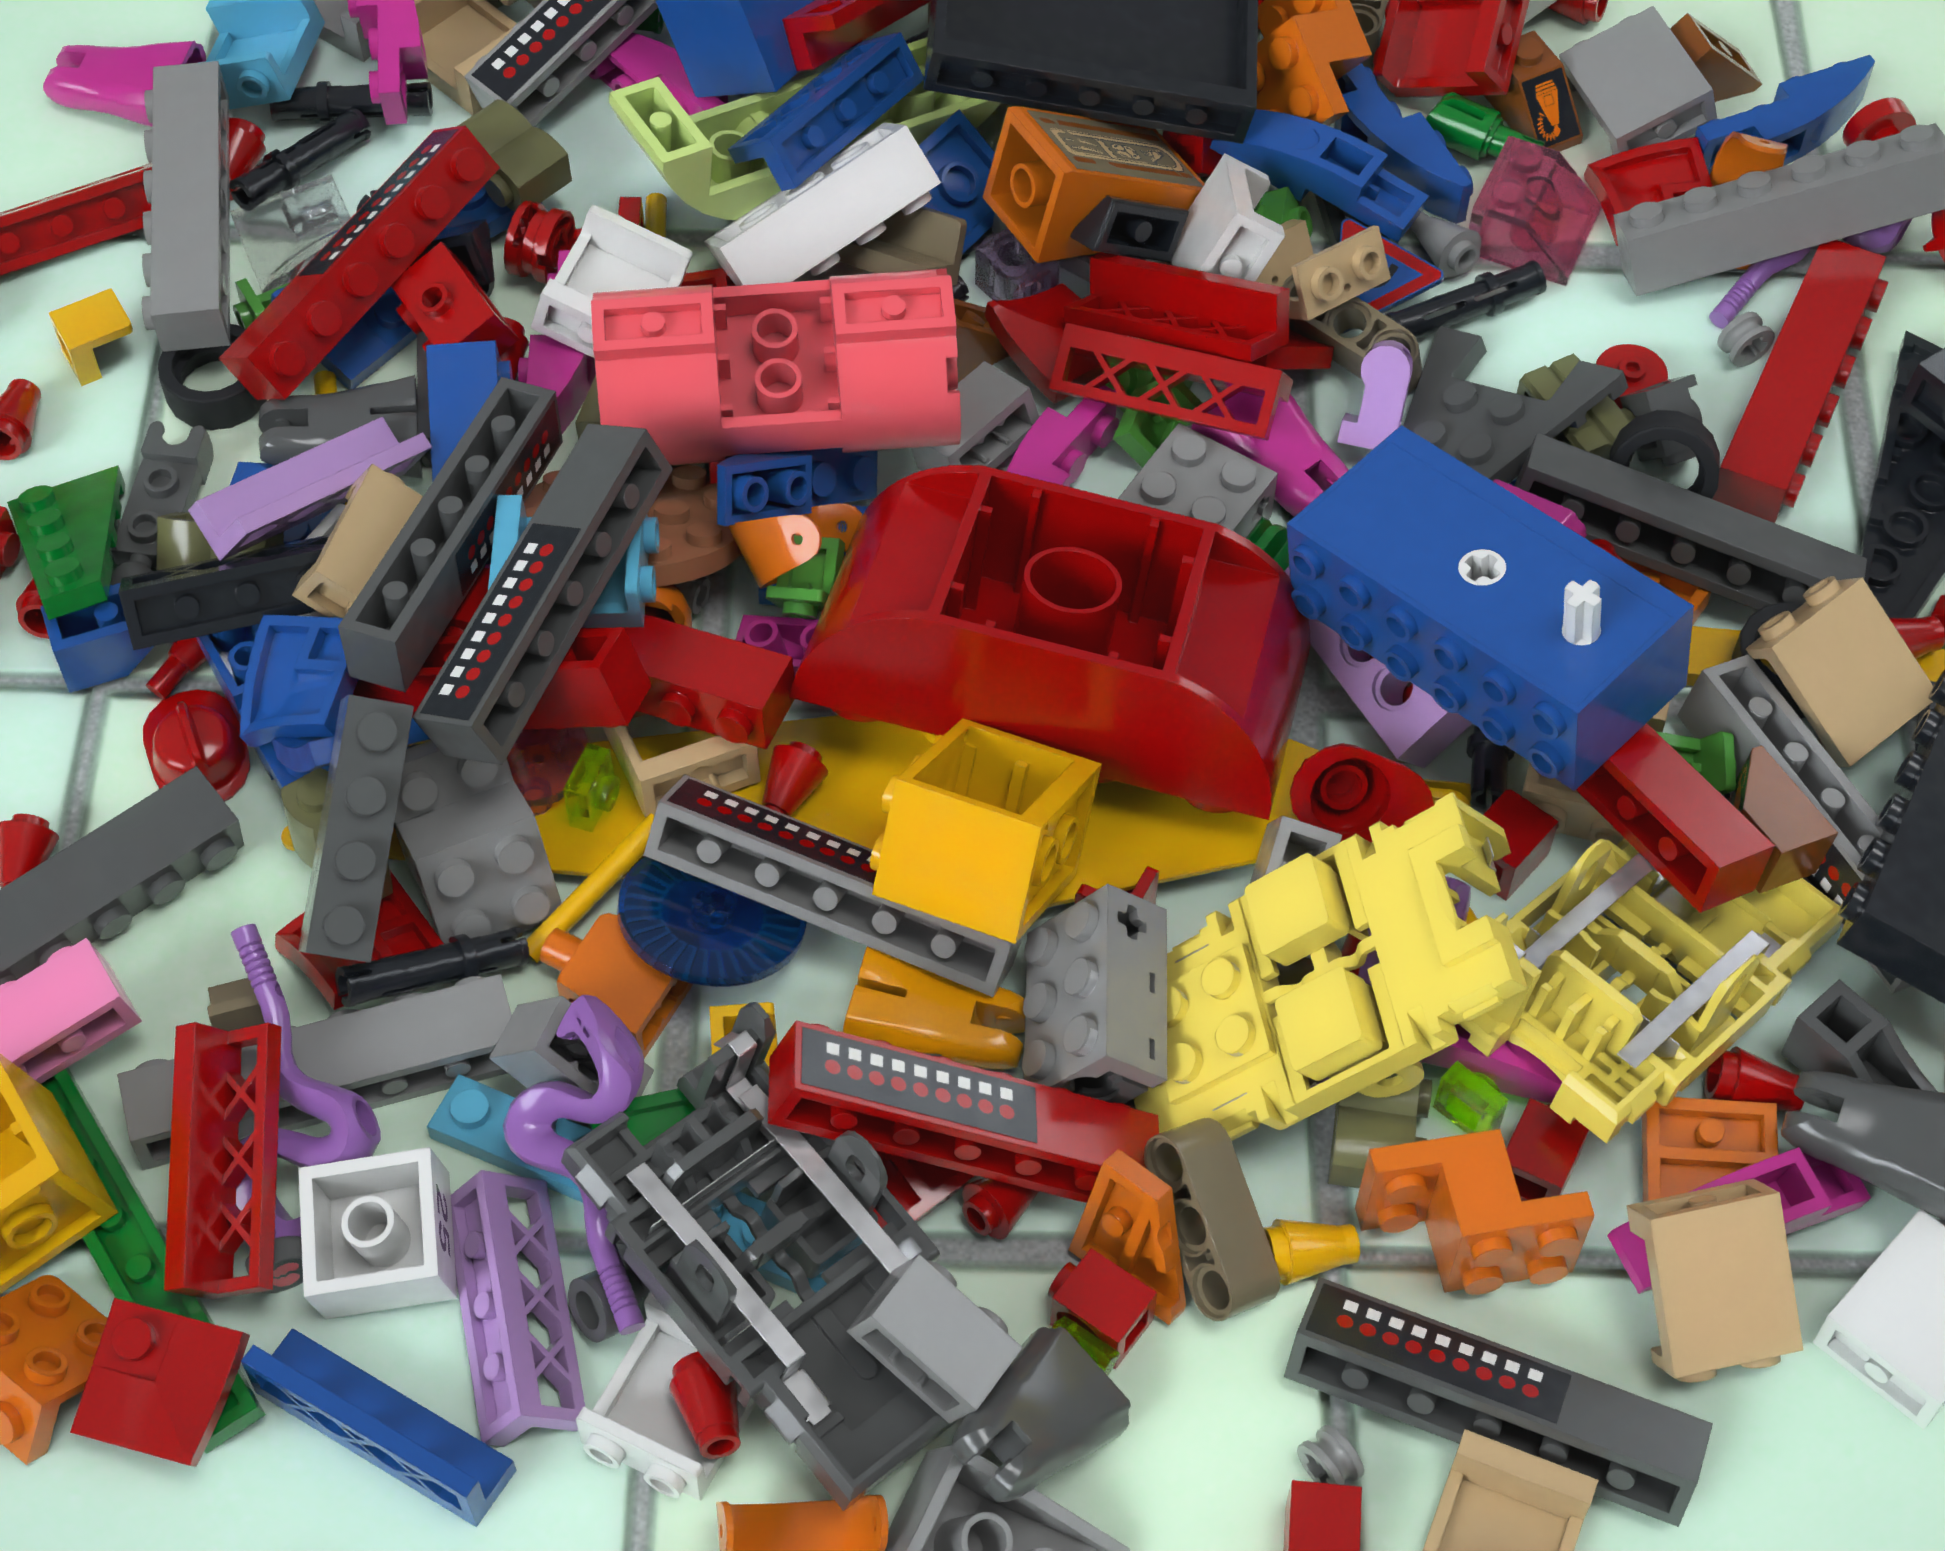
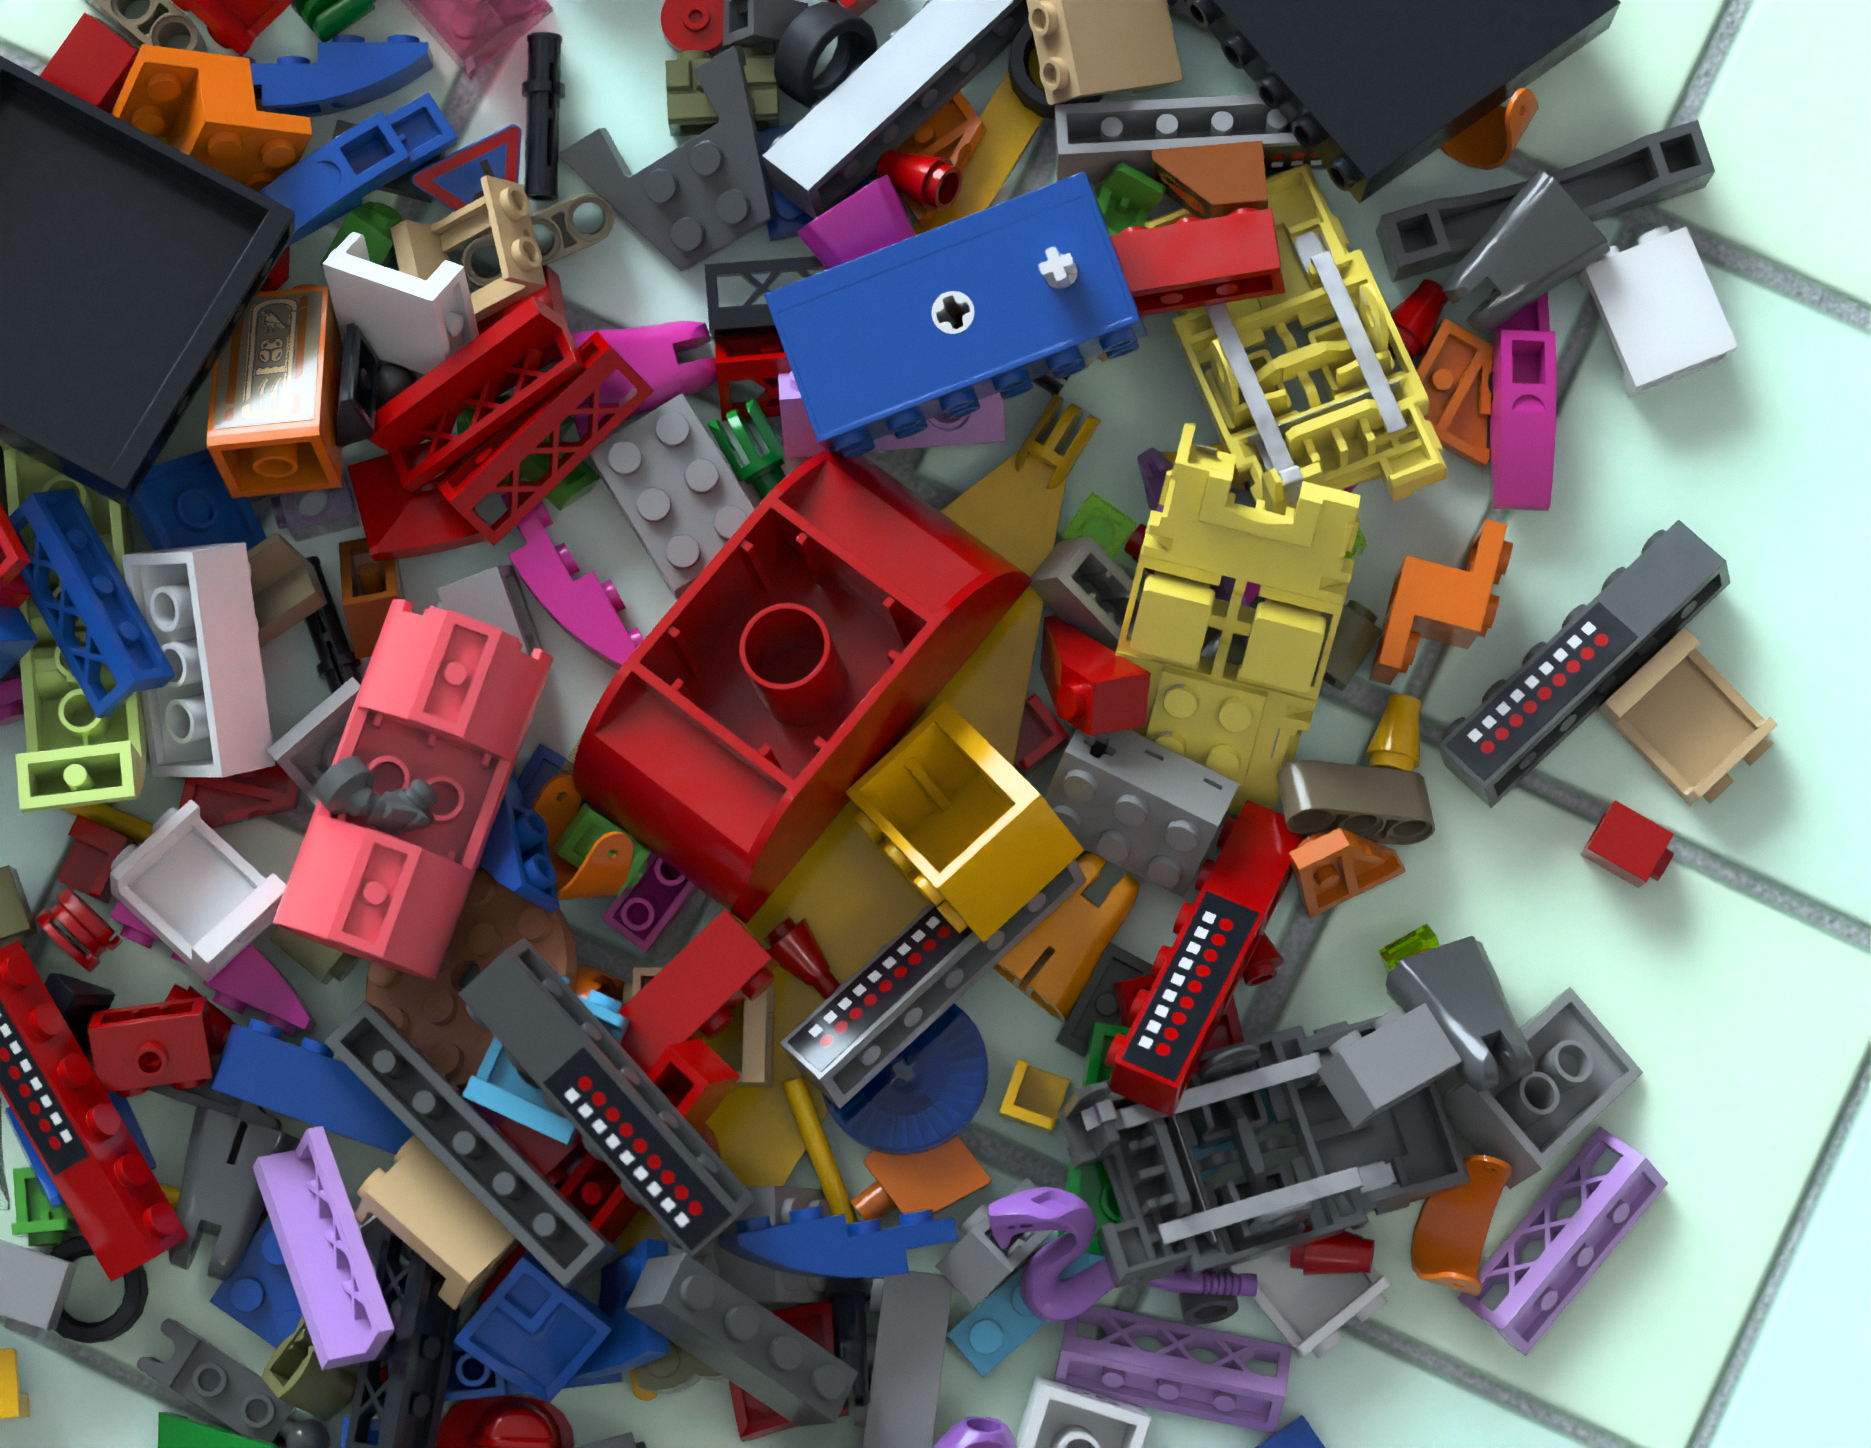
camera: 65 degrees left, 25 degrees up
(483, 868) = (831, 1248): none -> blue slope
(591, 788) = (734, 1123): clear neon green plate -> none
(745, 287) = (349, 790): none -> dark grey arm
(1103, 1301) = (1376, 918): red brick -> none
(1190, 890) = (1090, 682): none -> red slope
(1330, 1458) = (1571, 807): light grey bush -> none
(1355, 788) = (1039, 498): red piece -> none
(1386, 379) = (646, 267): lavender leg -> none
(1448, 244) = (468, 95): light grey cone -> none
(1528, 835) = (1120, 393): red panel -> none
(1544, 1151) = (1404, 525): red brick -> none
(1719, 1279) = (1574, 451): tan panel -> none

